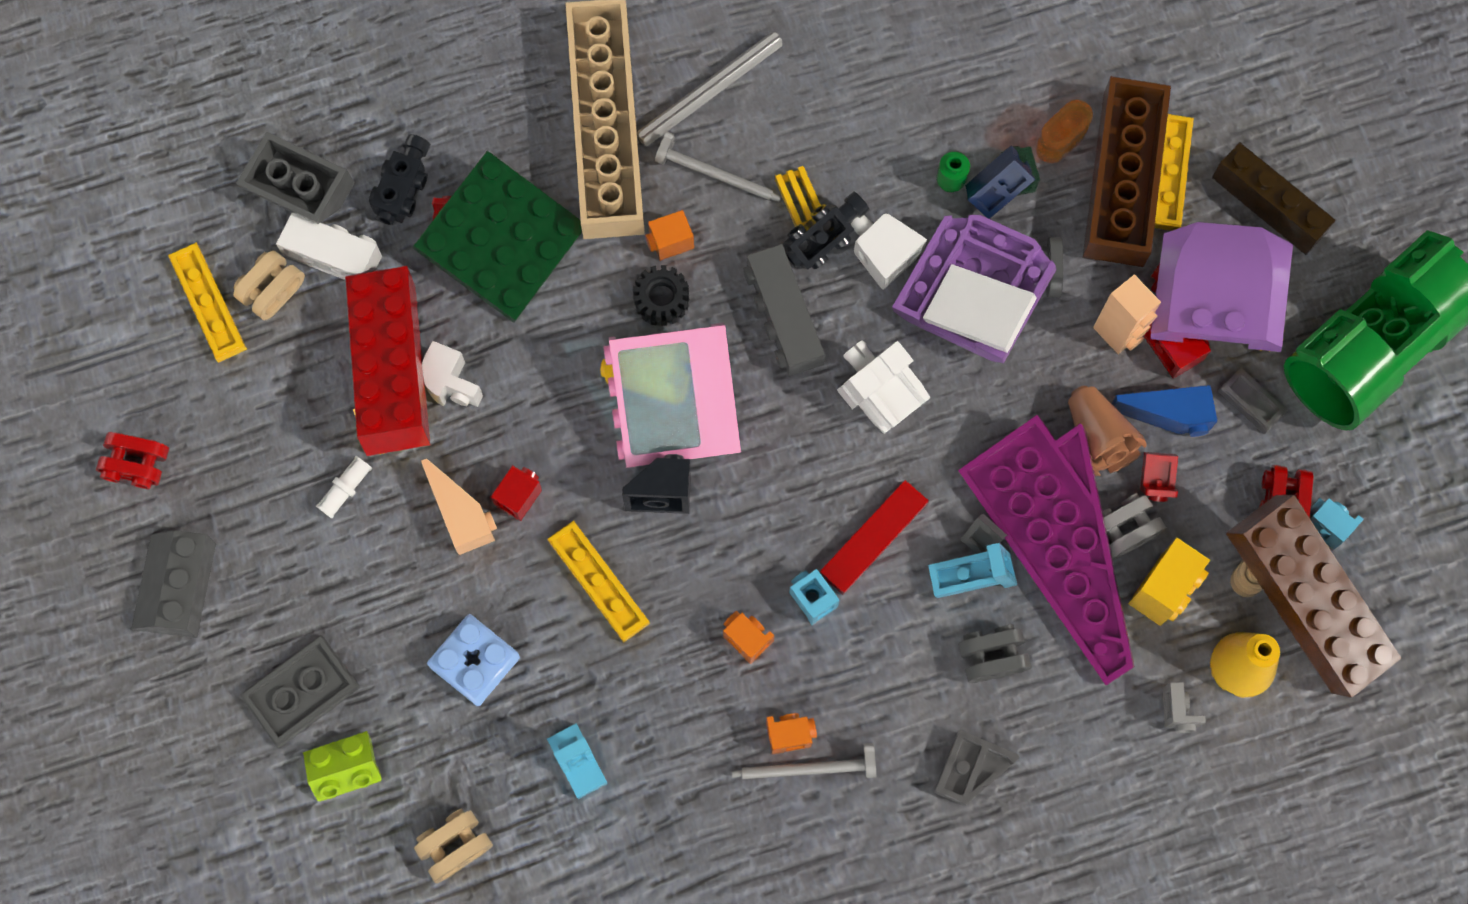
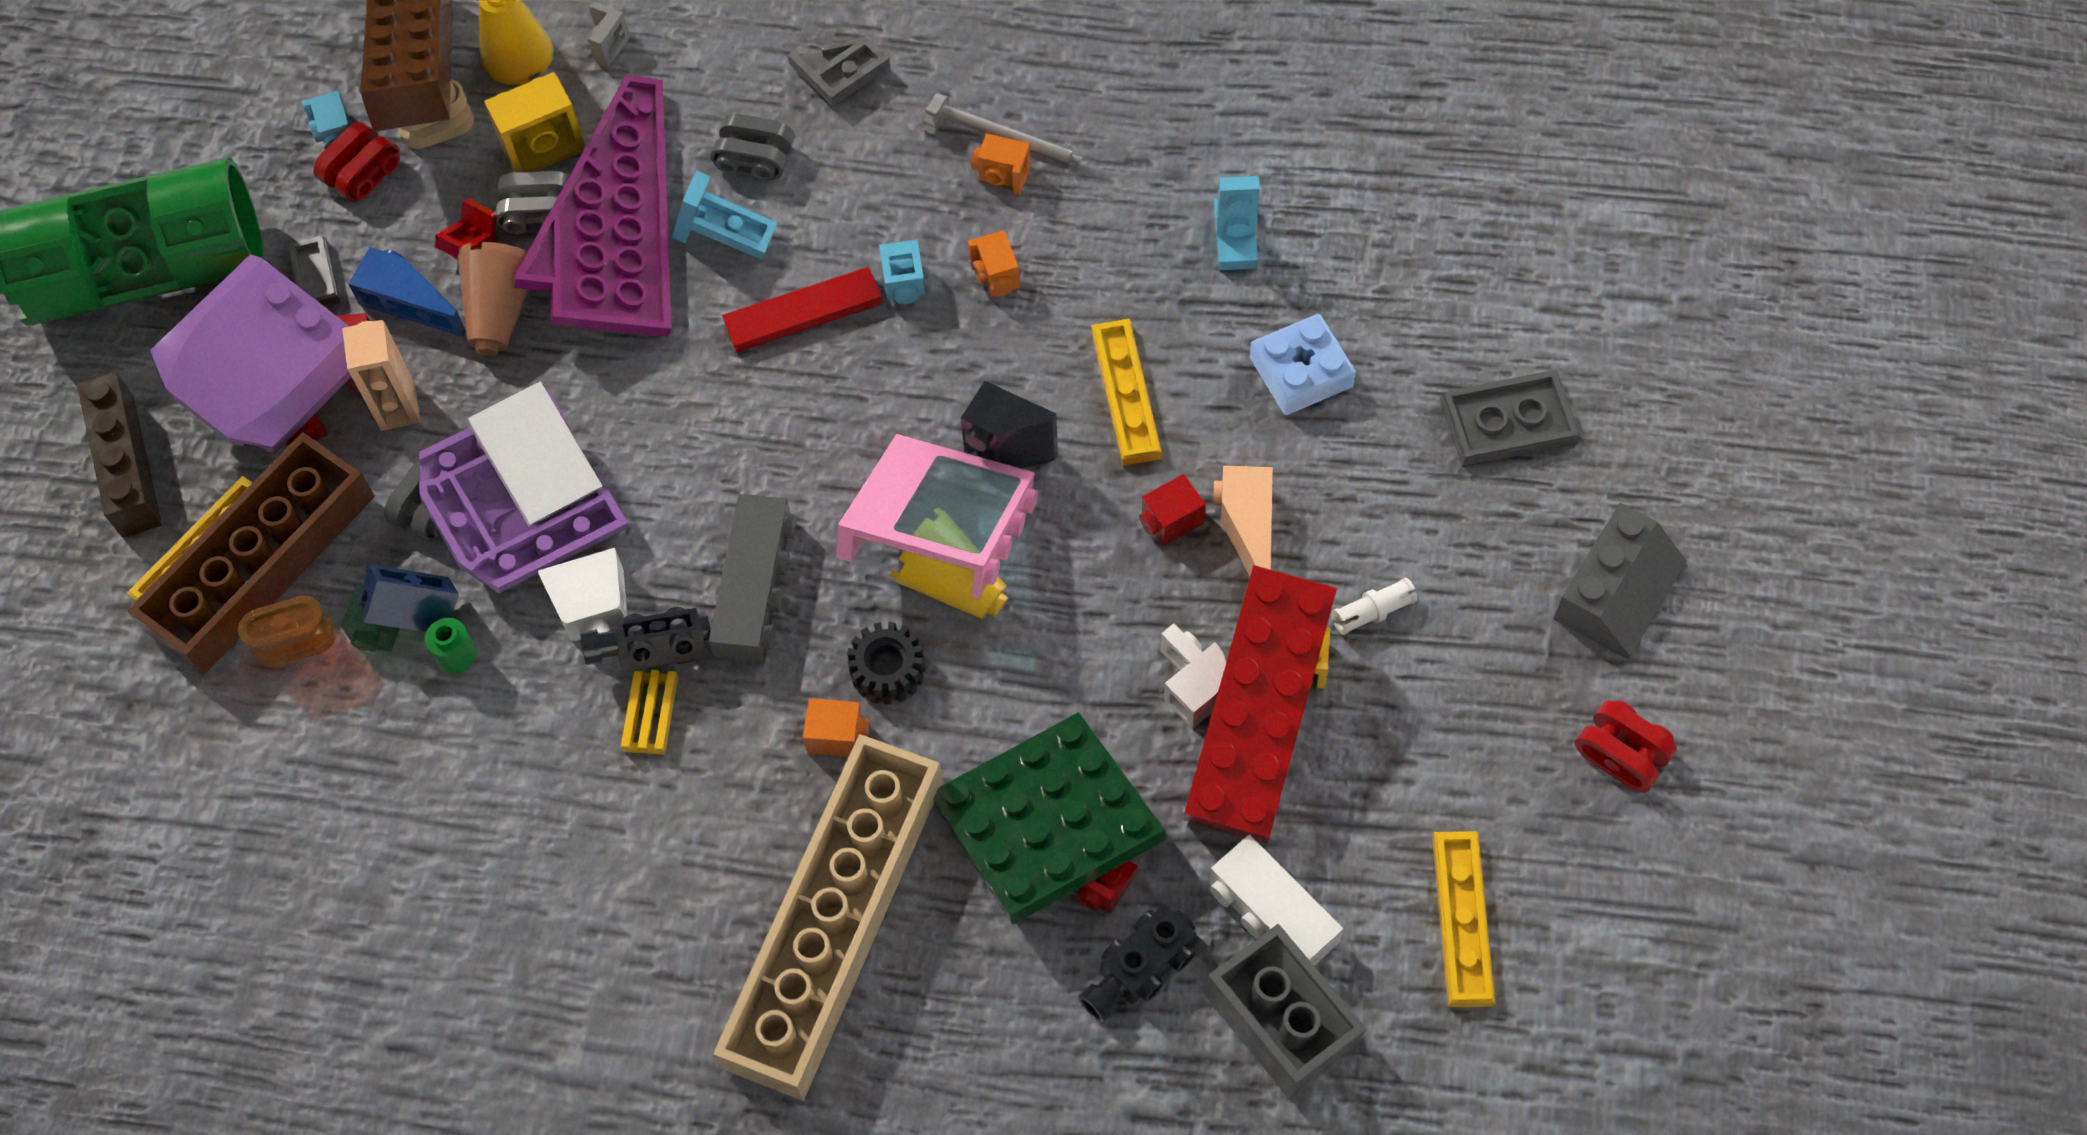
camera: 150 degrees left, 10 degrees down
(268, 284) = (1366, 917): tan brick -> none
(341, 766) = (1491, 324): lime bracket -> none
(433, 842) = (1401, 202): tan brick -> none
(665, 152) = (778, 842): light grey piece -> none
(709, 88) = (667, 909): light grey axle -> none
(883, 385) = (695, 435): white piece -> none
(982, 533) = (689, 254): dark grey plate -> none

